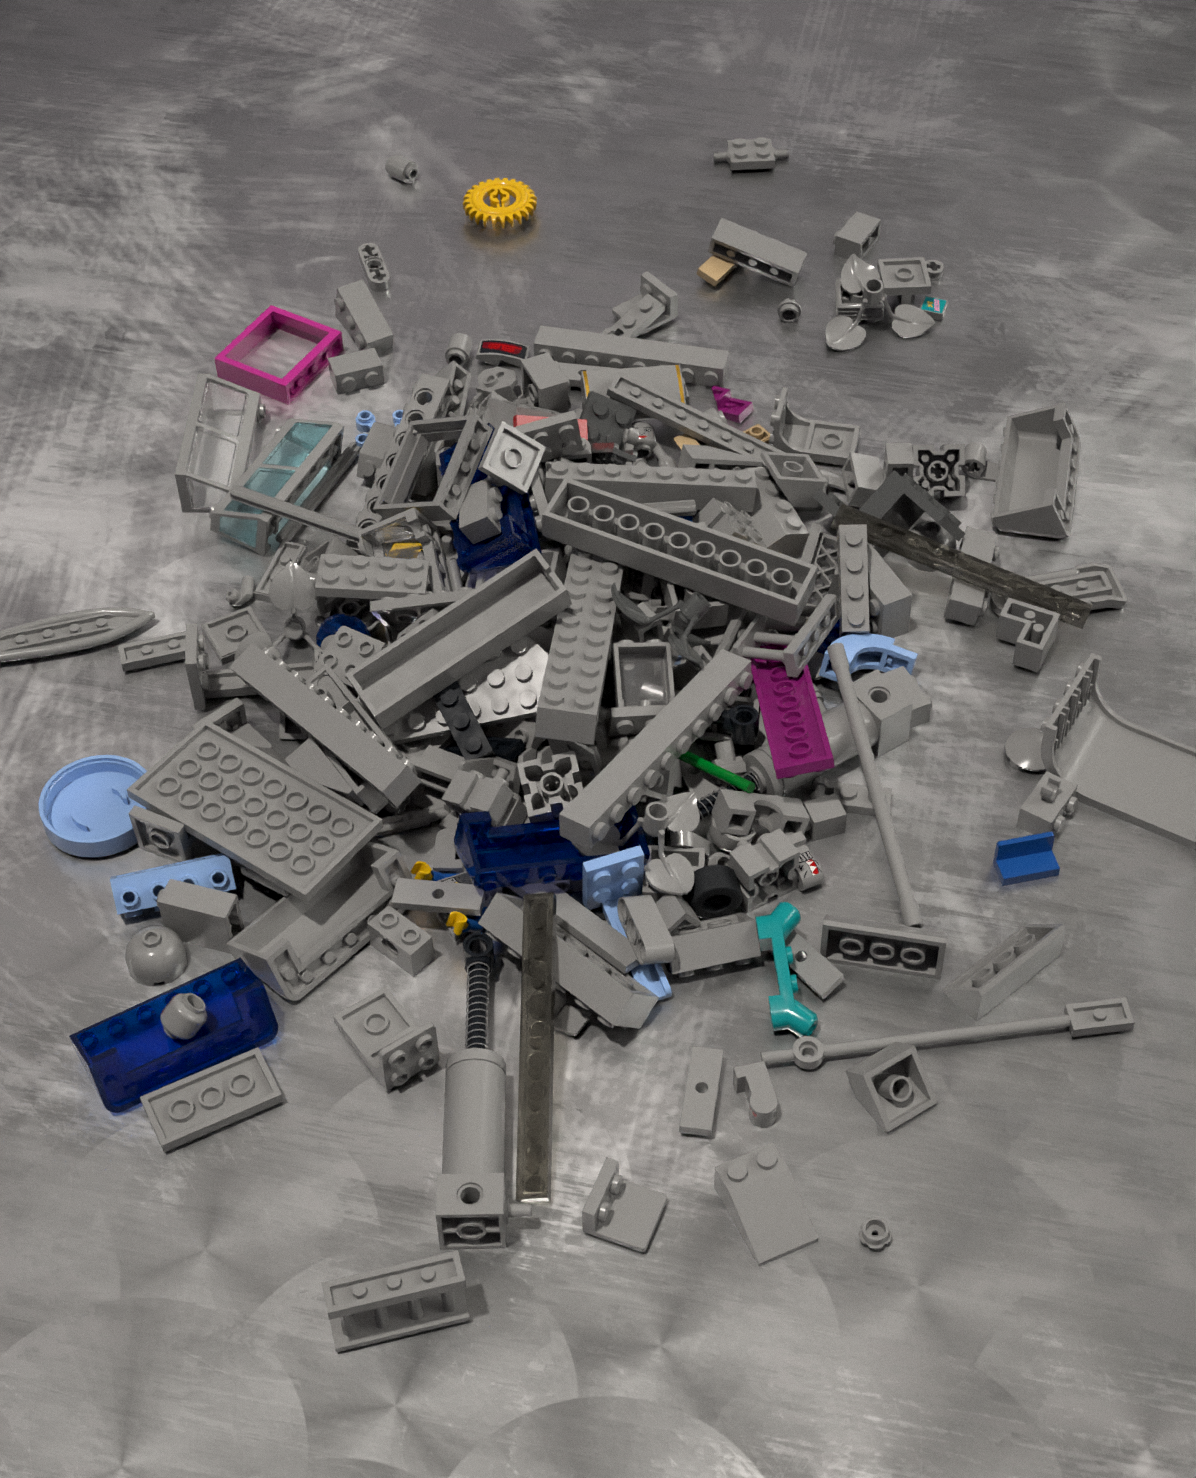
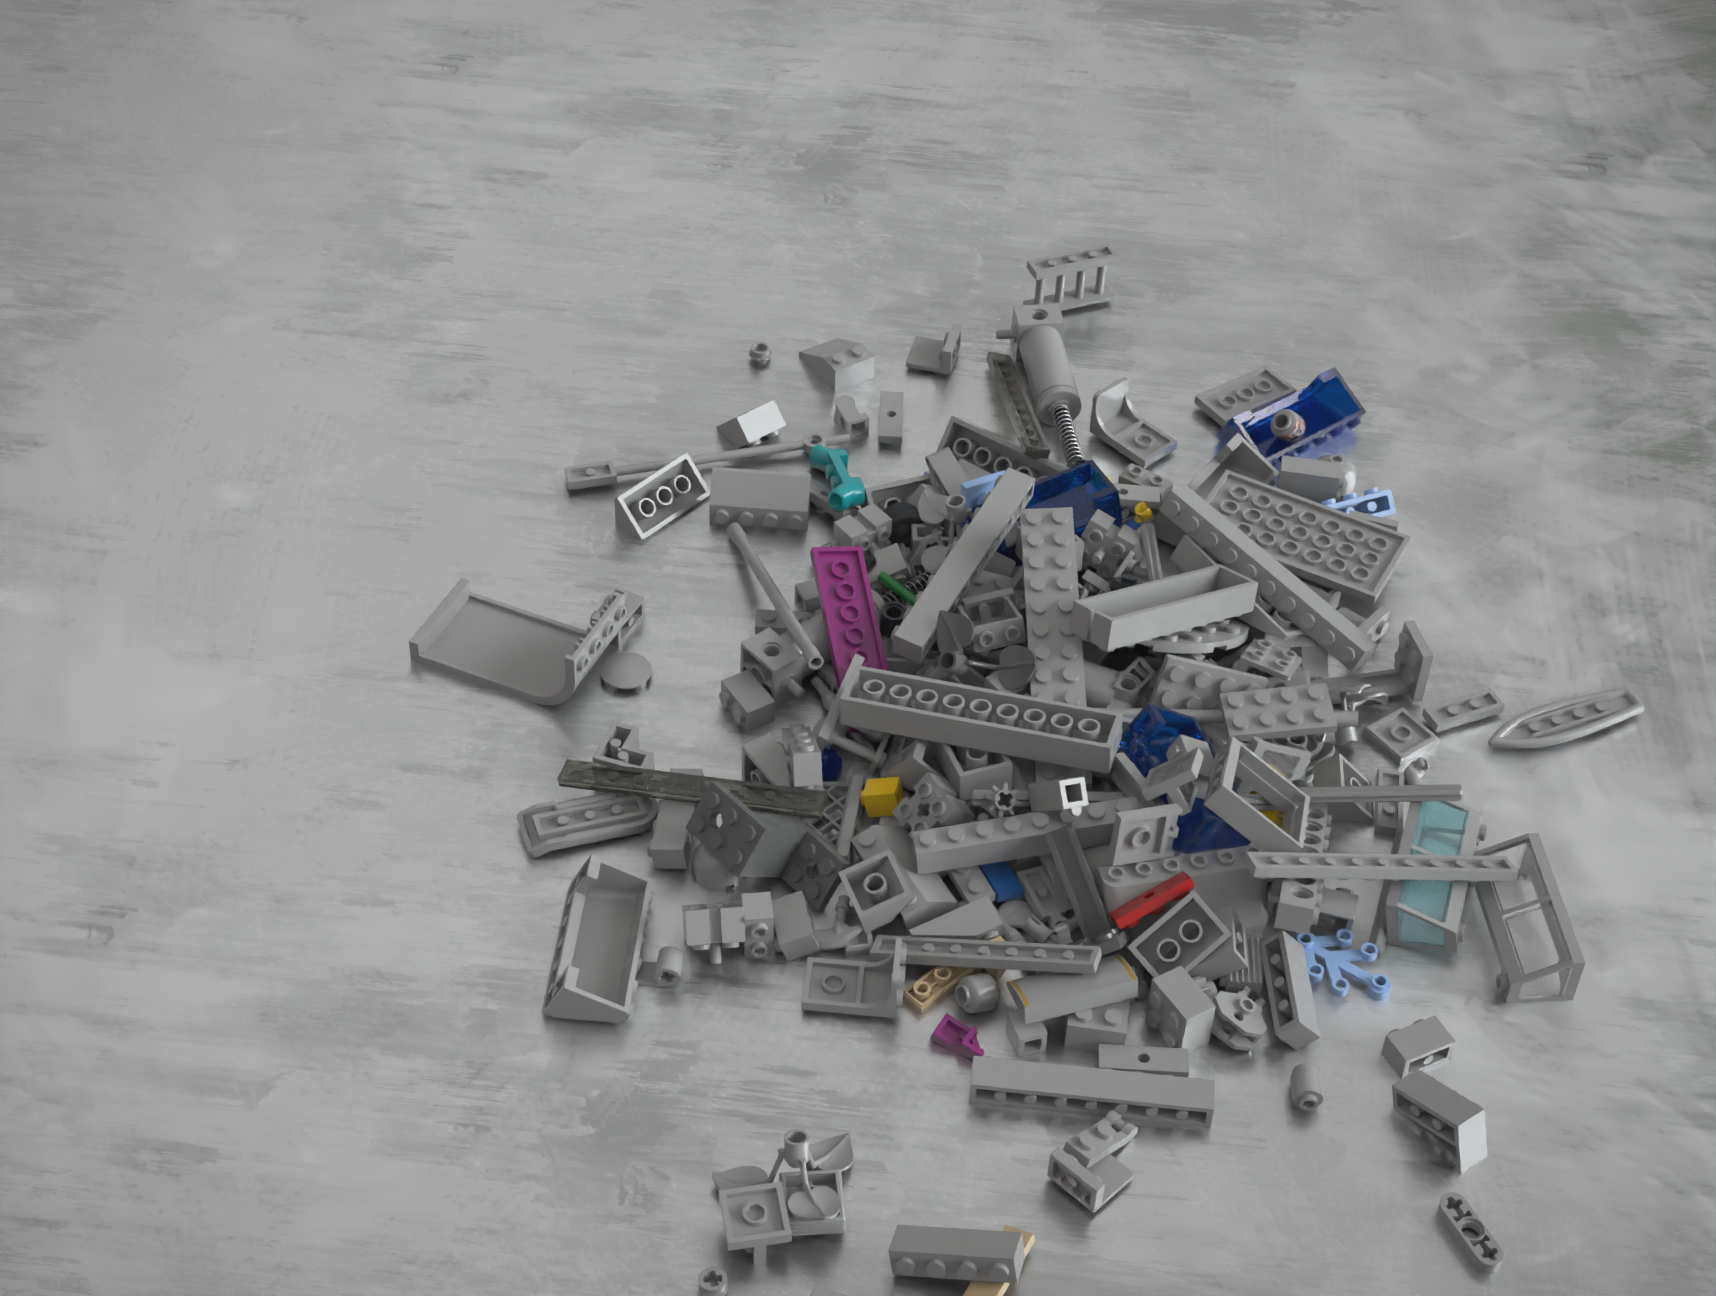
camera: 170 degrees right, 5 degrees down
(89, 806) = (1442, 572): light blue piece -> none
(285, 390) = (1512, 1107): dark pink window -> none
(334, 430) = (1380, 866): none -> light grey plate
(439, 765) = (1151, 552): none -> light grey axle
(495, 350) = (1245, 1092): slope -> none
(620, 469) = (1058, 795): none -> light grey brick
(670, 487) = (1009, 802): none -> light grey gear
(789, 310) = (902, 1185): light grey plate -> none
(870, 652) = (808, 710): light blue arch -> none
(934, 307) = (709, 1213): tile -> none
(1025, 859) = (641, 578): blue panel -> none

